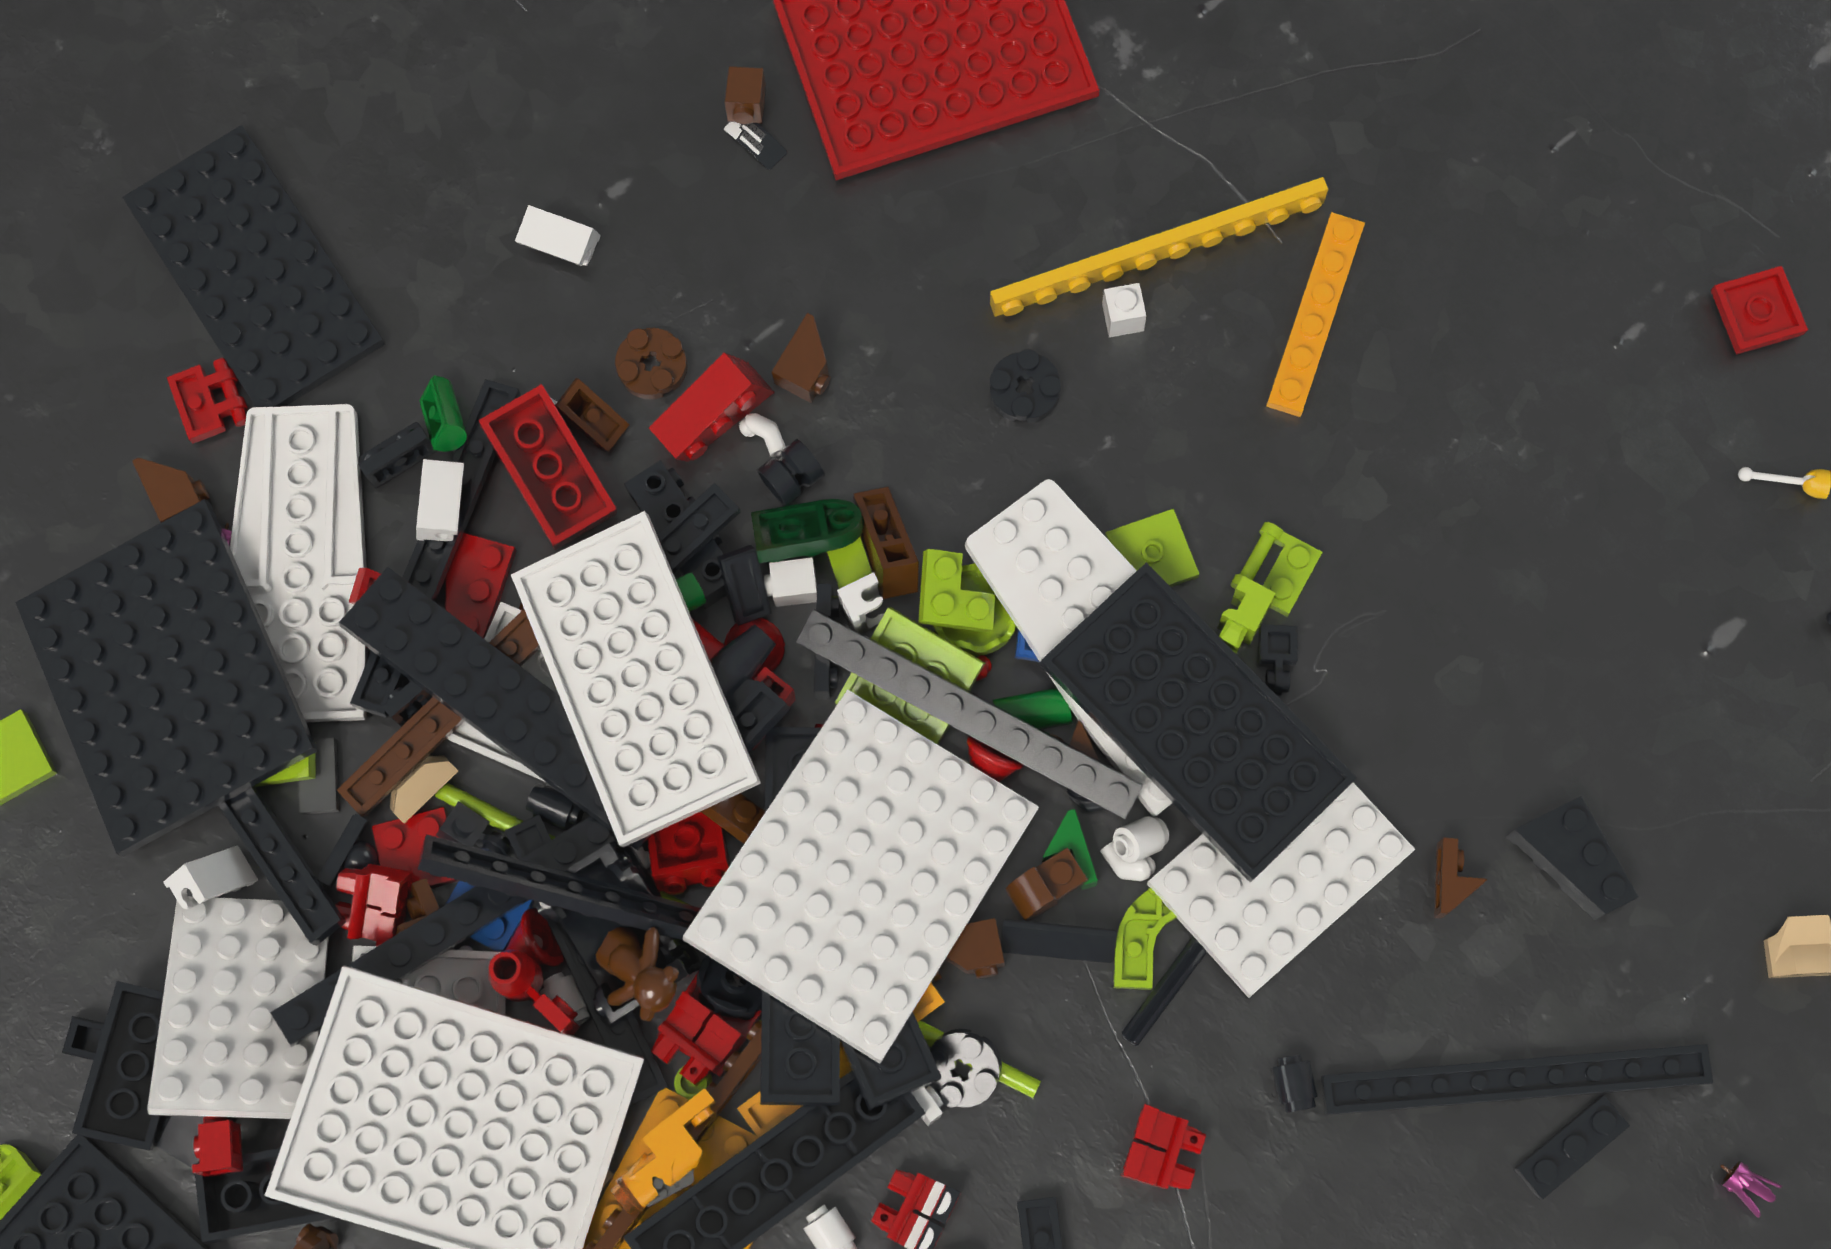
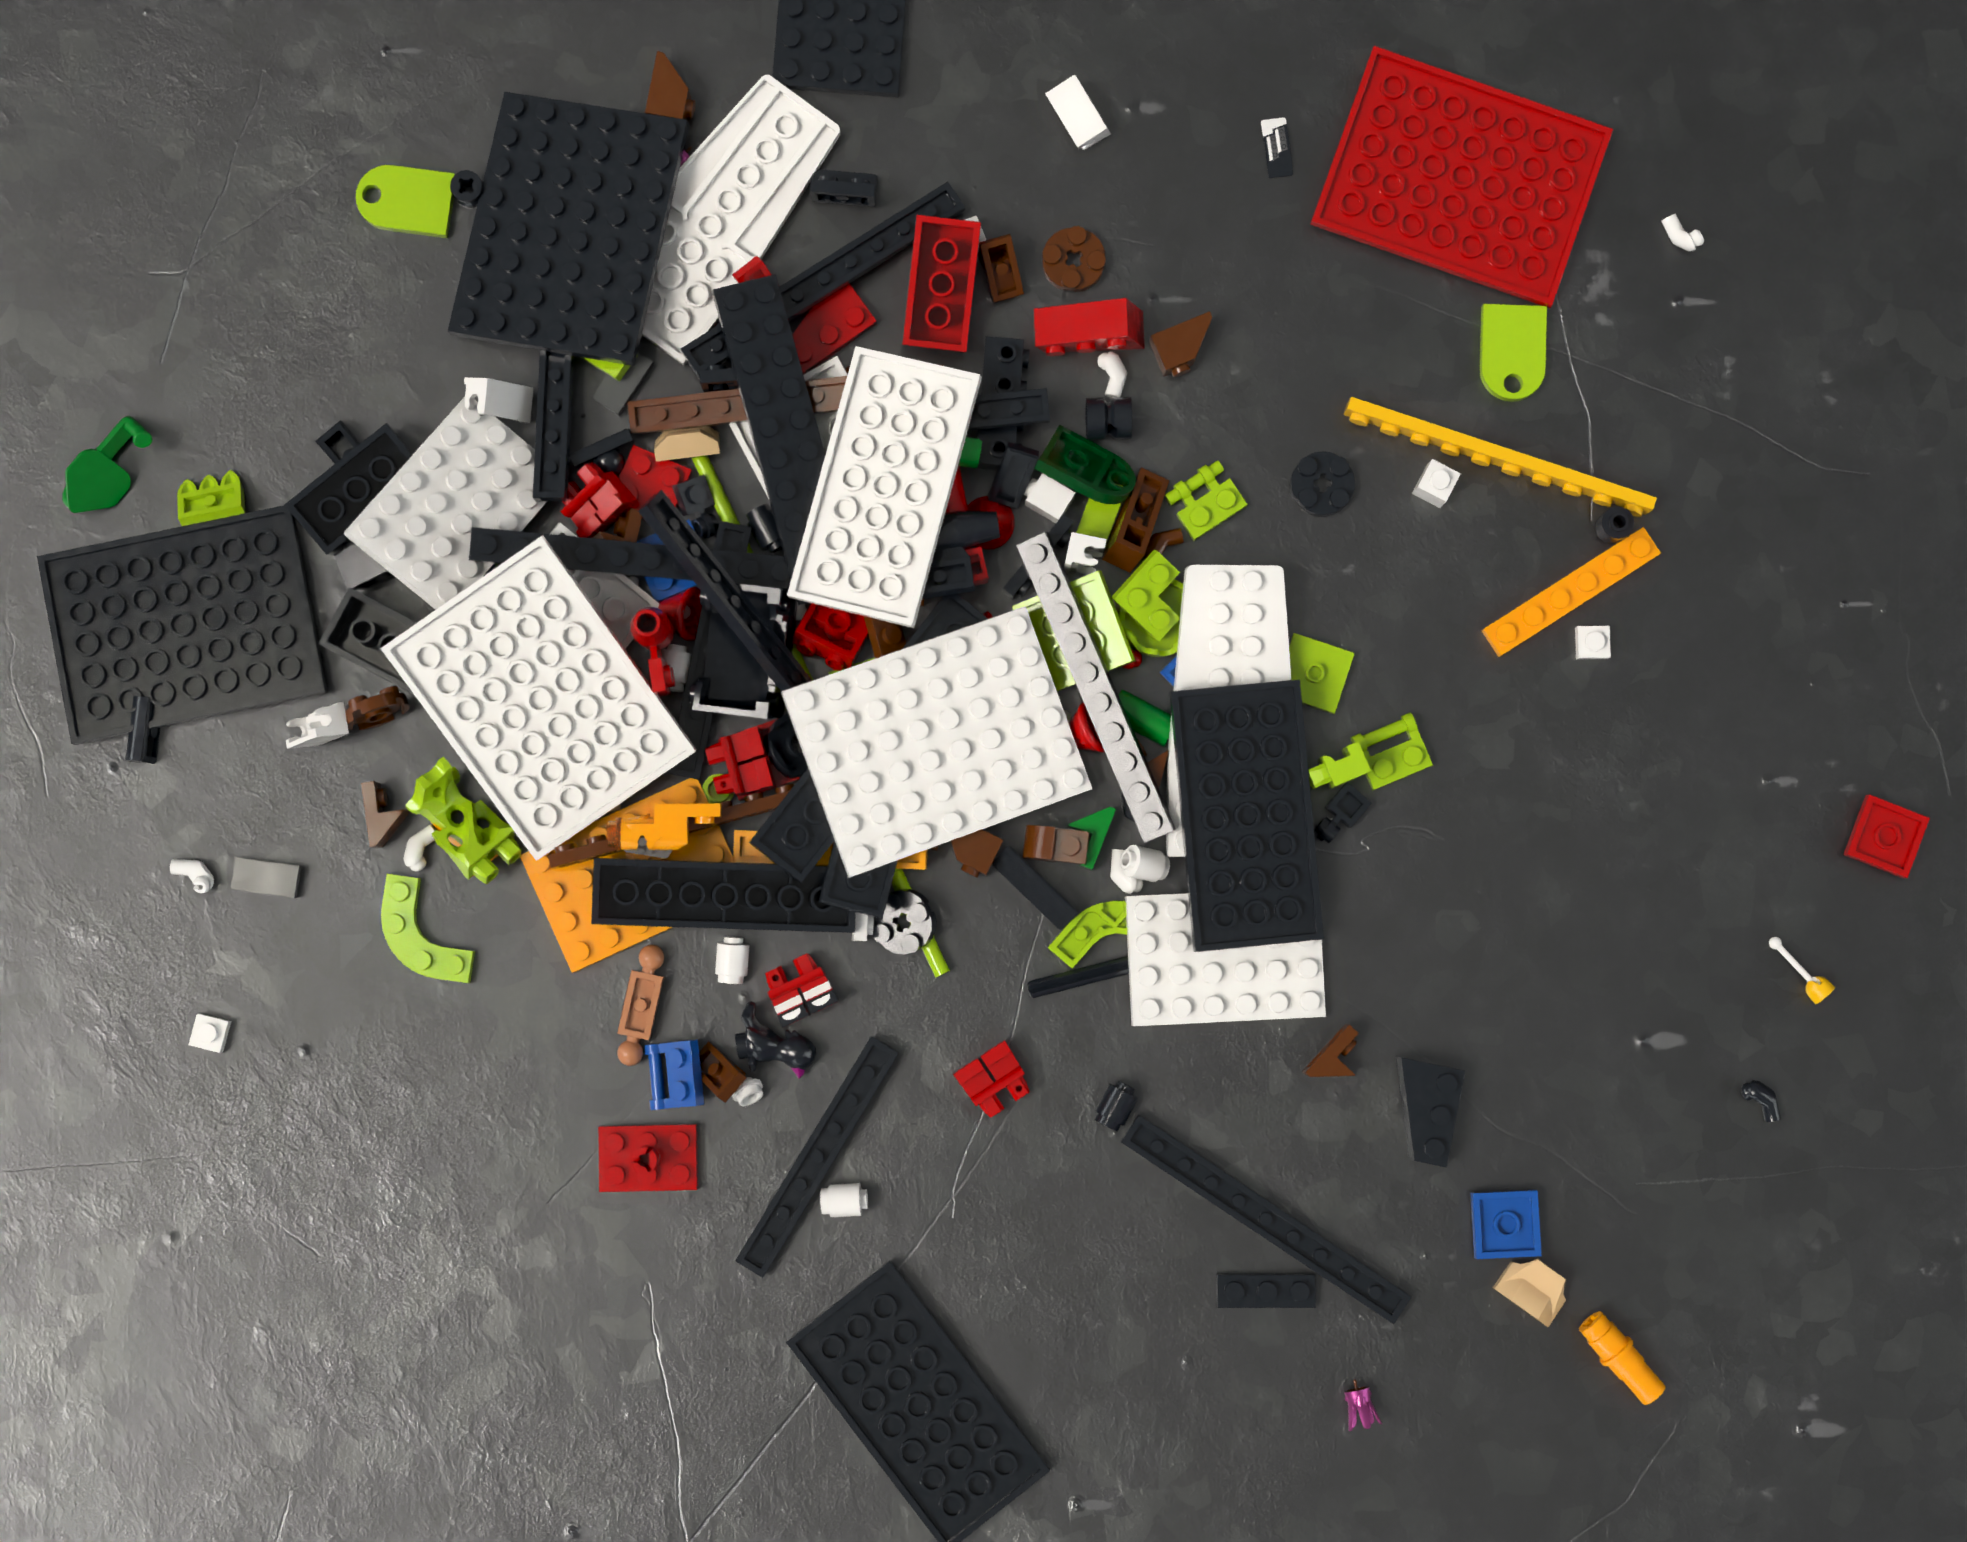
camera: 30 degrees right, 10 degrees up
(50, 718) = (470, 196): none -> black wheel
(197, 403) = (733, 41): red plate -> none
(218, 1147) = (373, 589): red brick -> none
(439, 500) = (848, 250): white hinge -> none
(442, 415) = (897, 186): green brick -> none
(625, 958) = (734, 679): reddish brown piece -> none
(745, 95) = (1294, 109): reddish brown brick -> none
(925, 539) = (1163, 539): none -> reddish brown arm
(945, 481) = (1212, 508): none -> lime plate
(1094, 150) = (1512, 347): none -> lime tile
(1306, 227) = (1608, 531): none -> black brick
(1370, 341) = (1592, 642): none -> white plate
(1732, 909) = (1505, 1224): none -> blue plate

